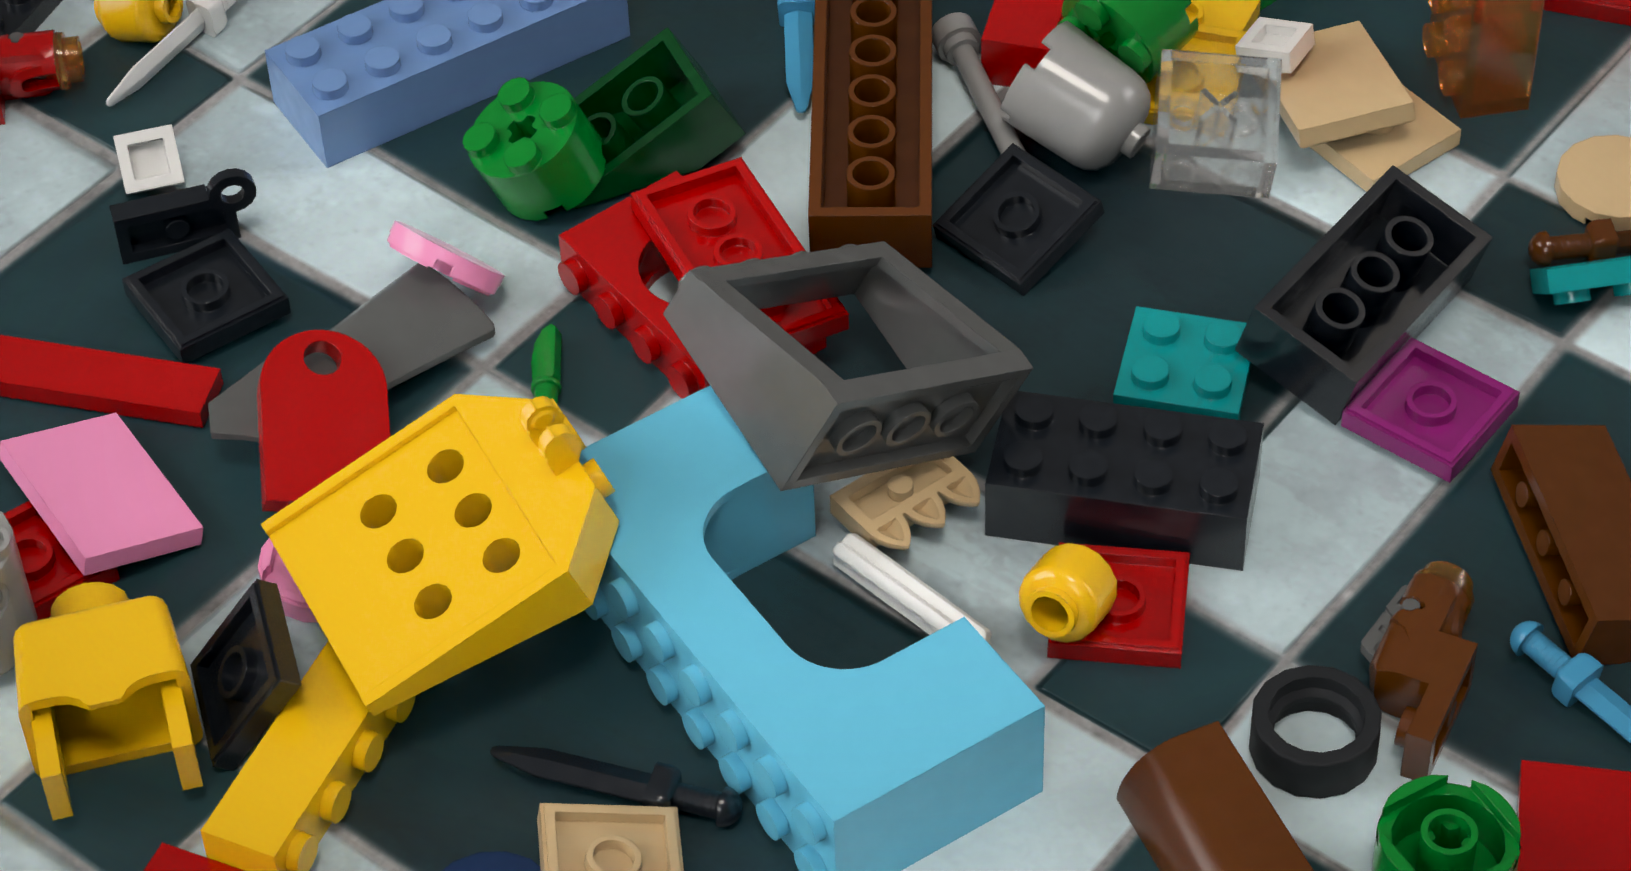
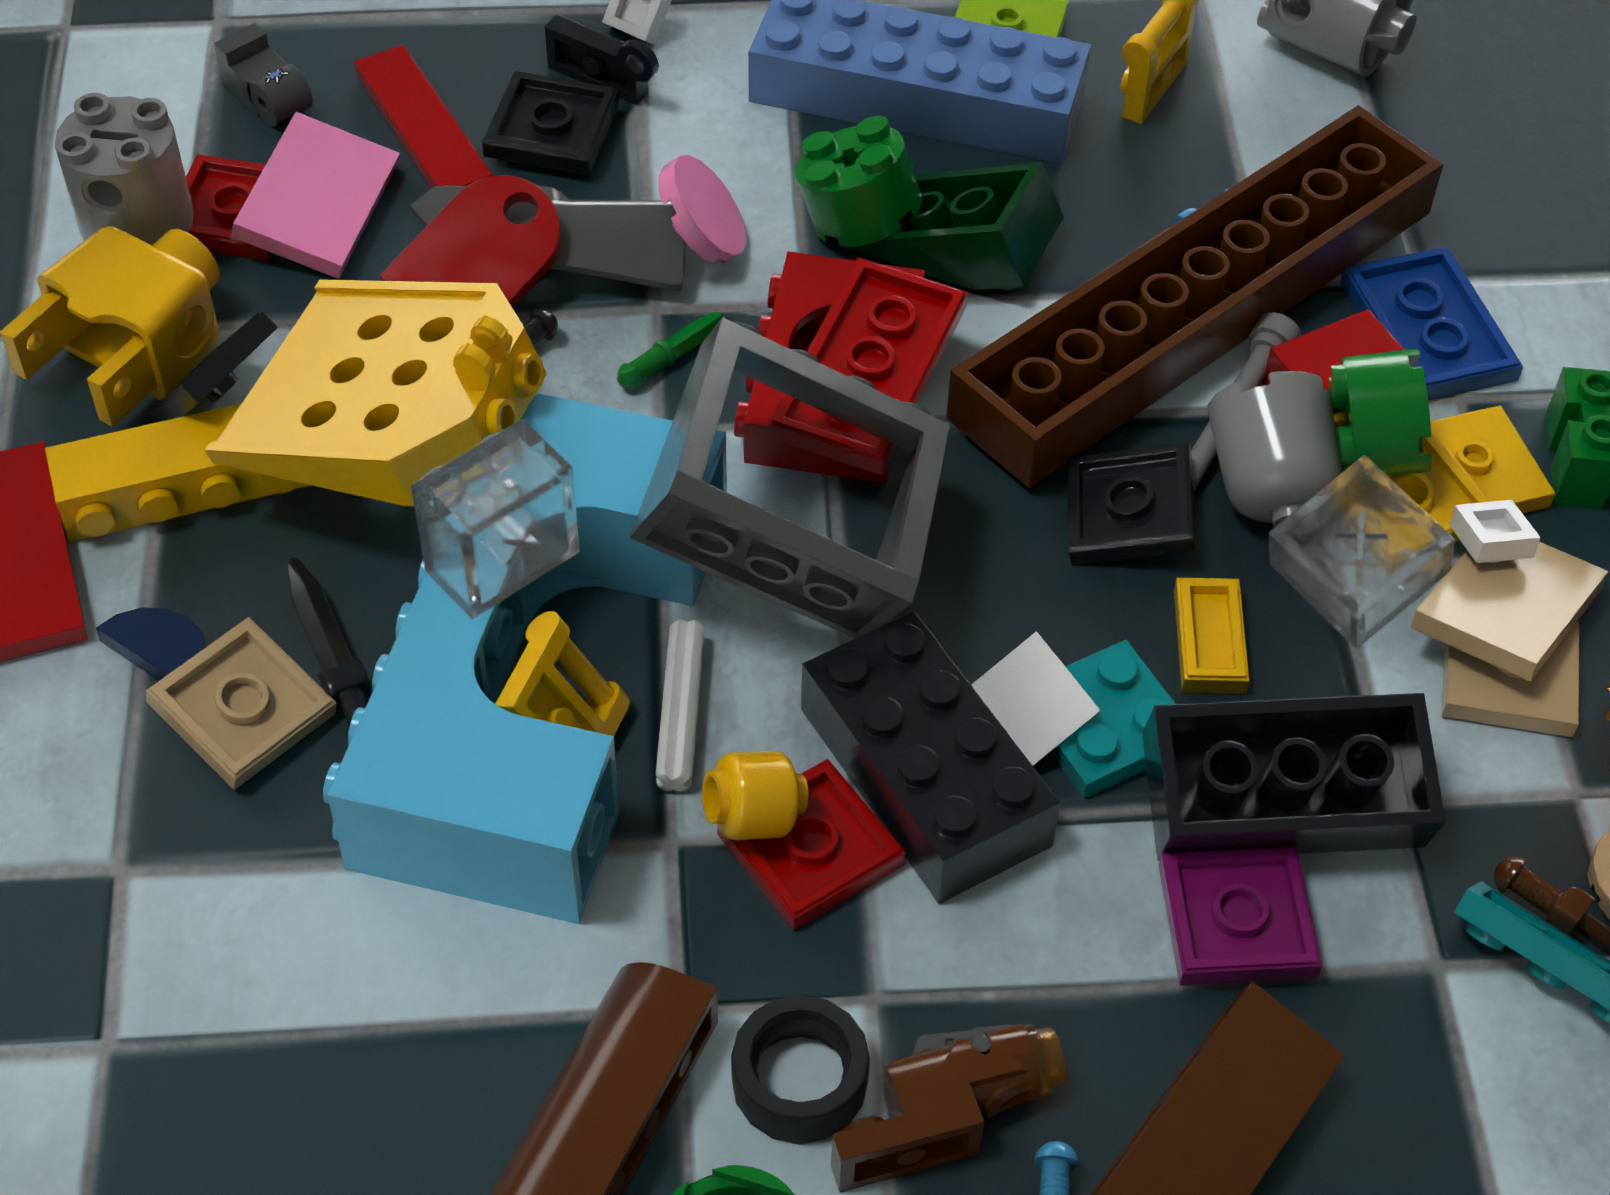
camera: 45 degrees right, 5 degrees up
(711, 535) = (496, 517): none -> clear brick
(849, 639) = (544, 694): none -> yellow plate
(890, 501) = (762, 629): tan plate -> none
(1140, 376) = (1035, 698): none -> white sticker
(1176, 262) = (1211, 636): none -> yellow tile

